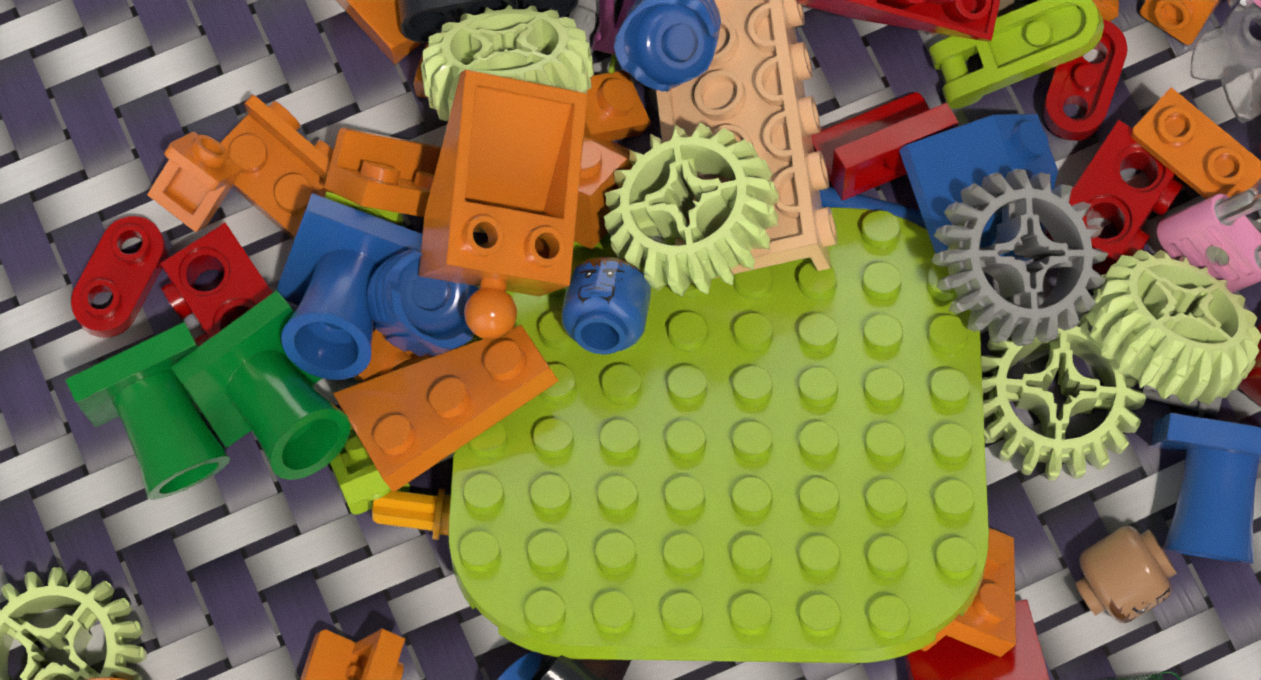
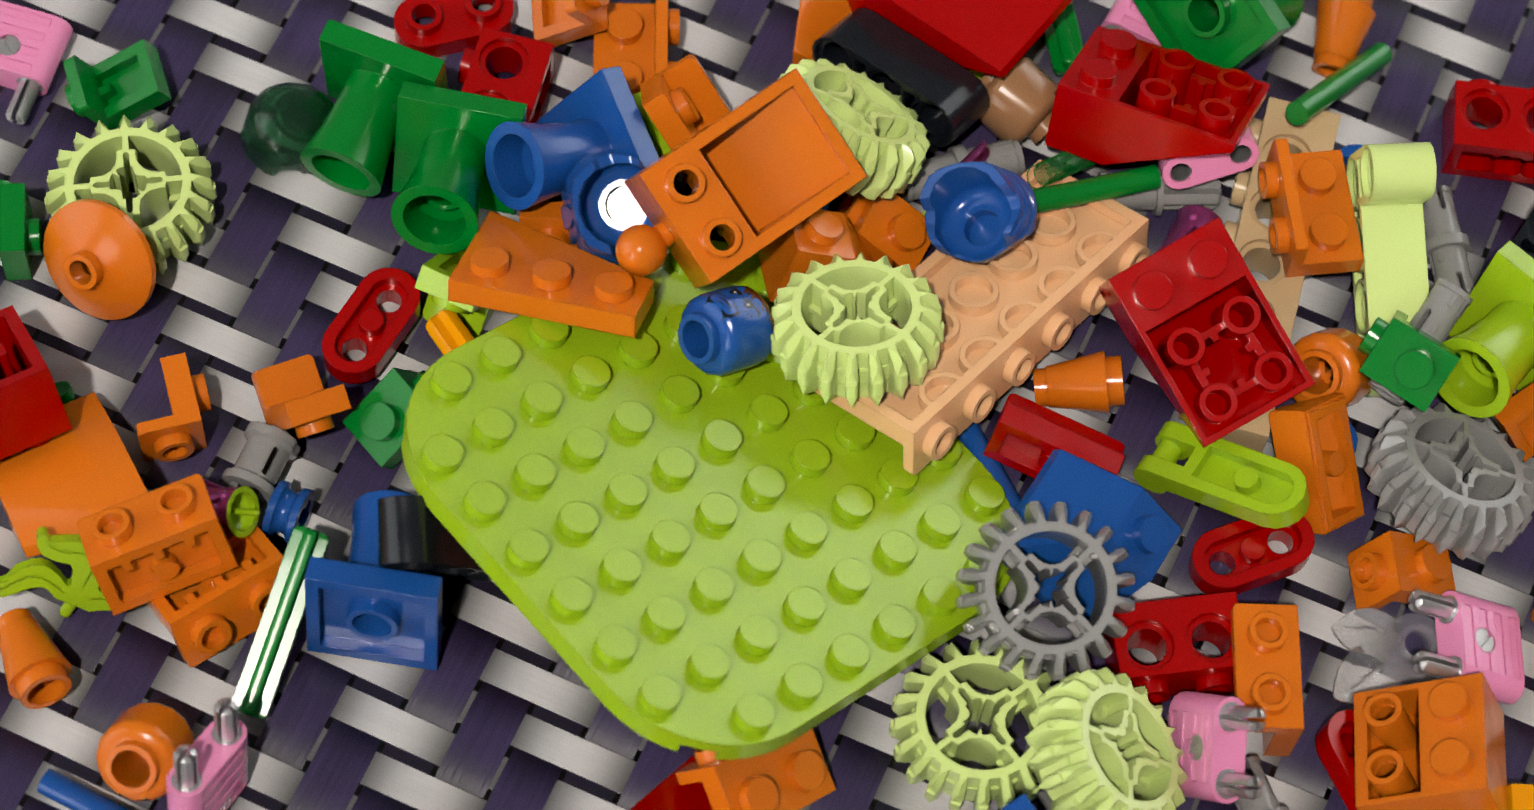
camera: 40 degrees right, 10 degrees down
(100, 483) = (282, 124): none -> clear green hair
(334, 563) = (367, 328): none -> red plate
(429, 603) = (381, 416): none -> green bracket
(849, 78) = (1081, 383): none -> orange cone

